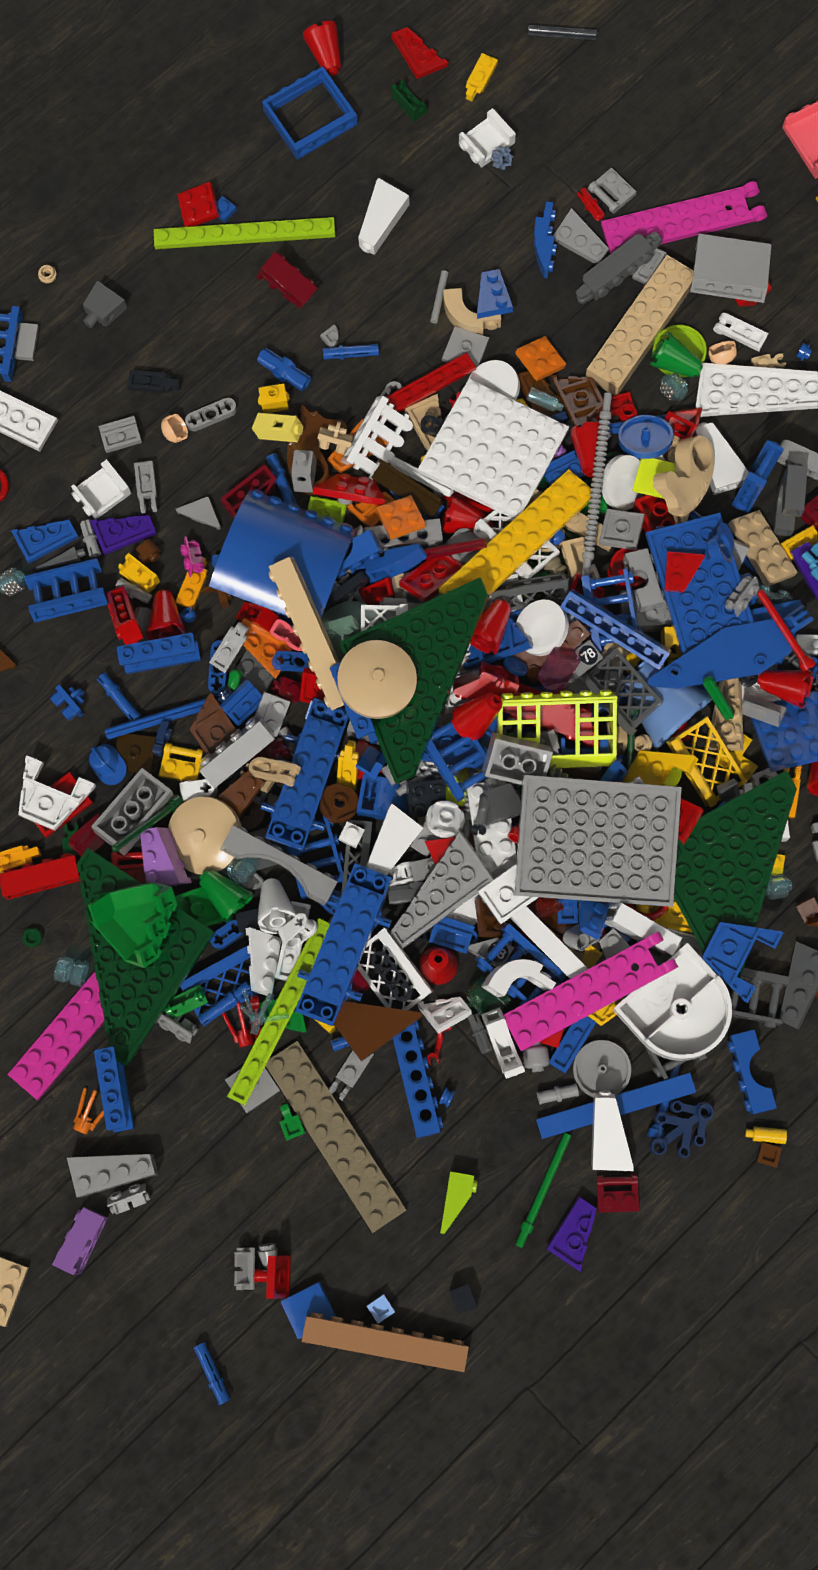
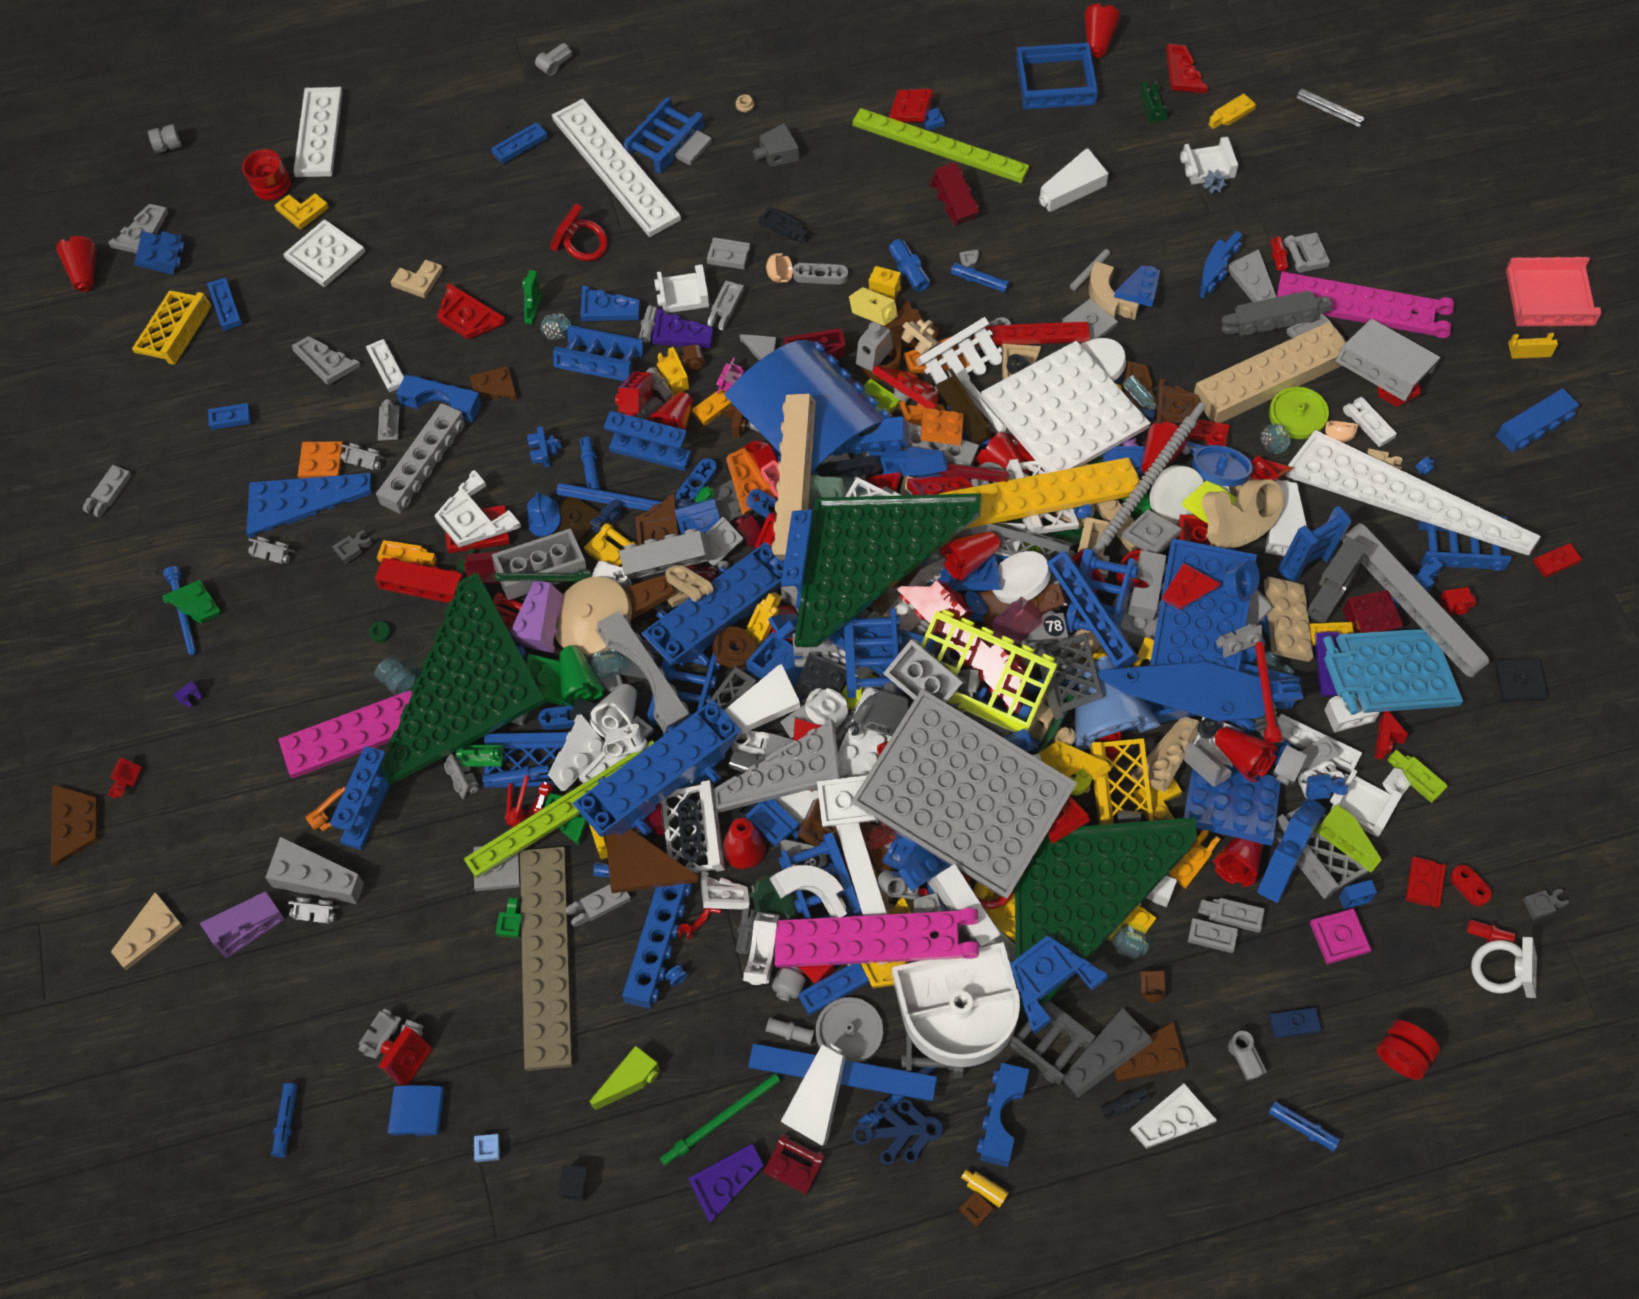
camera: 25 degrees right, 15 degrees down
(70, 556) = (619, 329): dark grey piece -> none
(135, 920) = (476, 650): green panel -> none
(188, 615) = (696, 426): blue hinge -> none
(229, 647) = (715, 465): light grey hinge -> none
(258, 1018) = (537, 801): clear light blue plant -> none
(281, 479) = (851, 350): blue pin -> none
(351, 834) = (728, 680): white plate -> none
(376, 679) = (829, 539): tan dish -> none
(385, 1343) = (469, 1182): medium nougat brick -> none
(476, 715) = (907, 618): red cone -> none
(540, 358) = (1157, 359): orange plate -> none
(555, 567) = (1069, 536): dark tan wheel -> none
(675, 357) = (1290, 410): green cone -> none
(718, 698) = (1163, 725): green axle -> none

